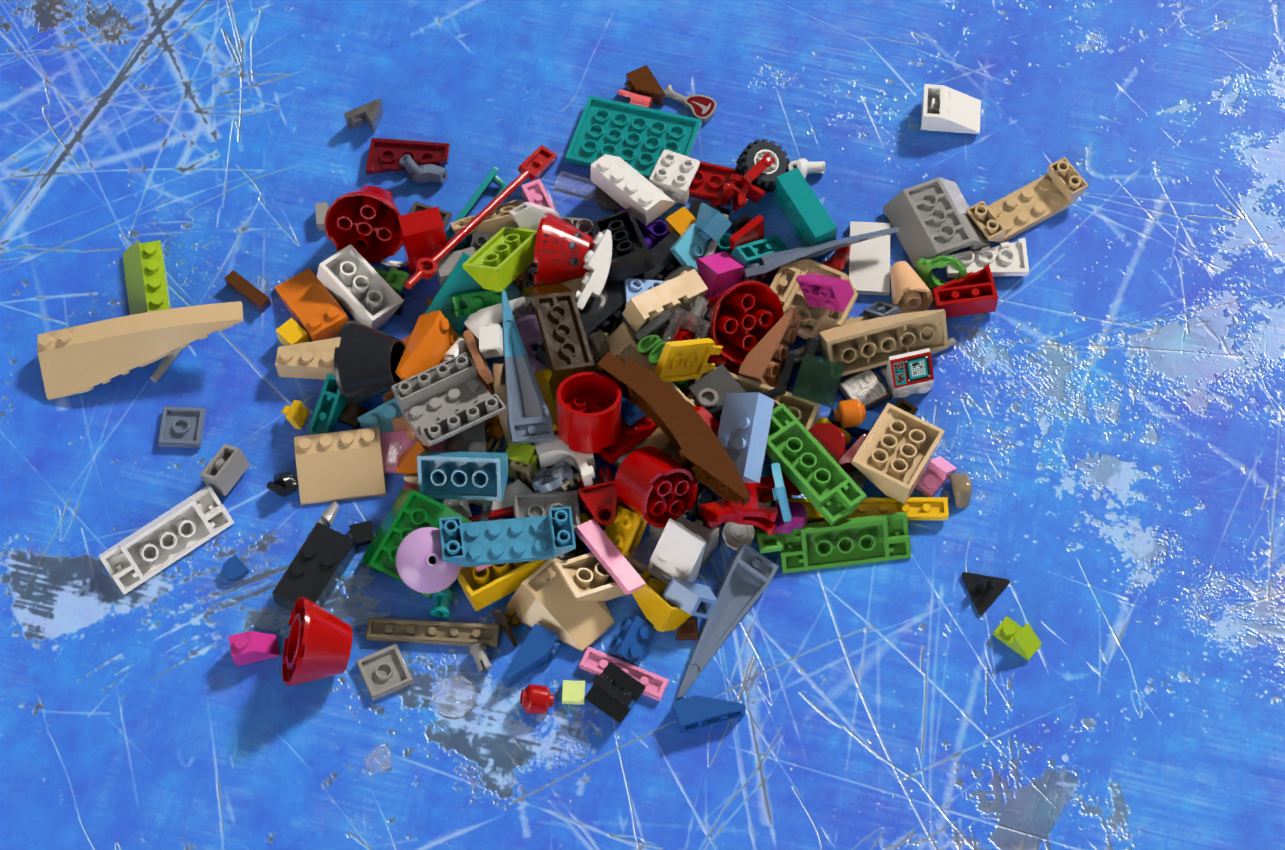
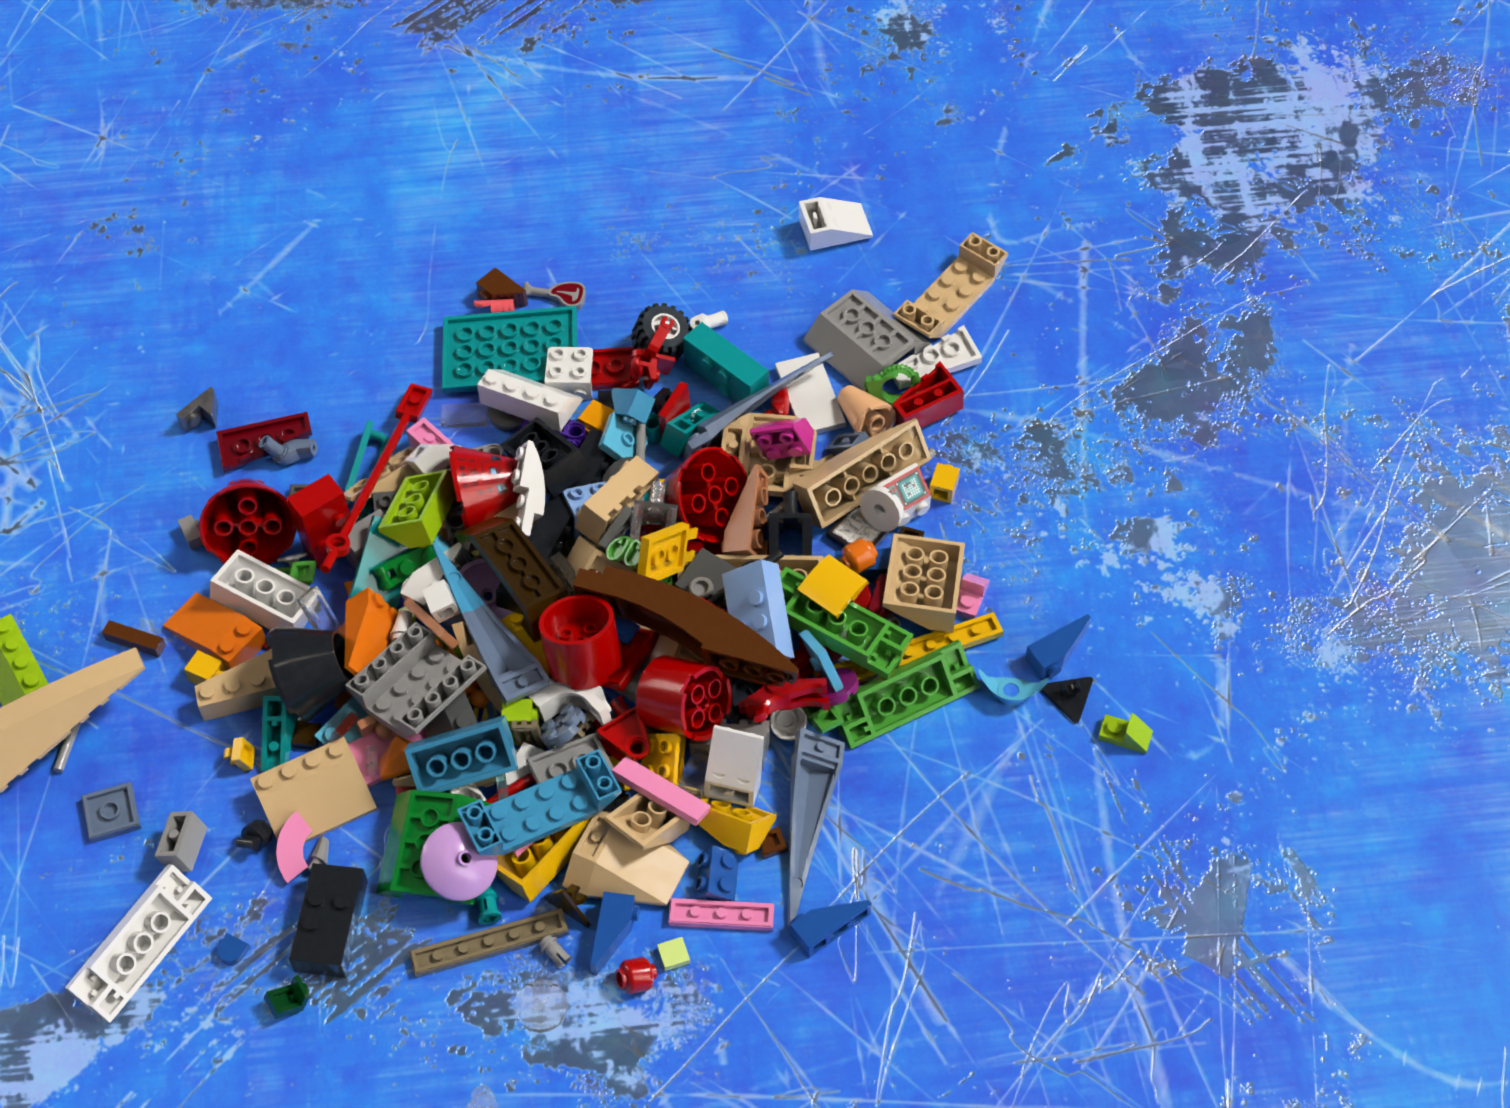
camera: 20 degrees left, 5 degrees down
(253, 647) = (287, 1029): dark pink slope -> none
(262, 622) = (288, 999): none -> dark green bracket
(306, 503) = (290, 847): none -> bright pink tile
(316, 644) = (361, 999): red cone -> none
(362, 533) = (367, 859): black tile -> none
(383, 418) = (345, 725): none -> clear red tile
(384, 672) = (450, 1005): light grey tile -> none
(396, 317) = (318, 610): none -> clear tile
(614, 692) = (720, 937): black bracket -> none
(691, 597) = (766, 805): medium blue slope -> none
(719, 272) = (661, 452): dark pink slope -> none
(814, 432) = (832, 585): none -> yellow slope
(818, 380) = (811, 531): clear green bracket -> none
(879, 371) = (874, 515): none -> white tile
(924, 561) = (1026, 688): none -> medium azure piece
(951, 371) = (944, 482): none -> yellow brick
(961, 489) = (1005, 599): dark tan hair -> none
(986, 547) = (1054, 650): none -> blue slope

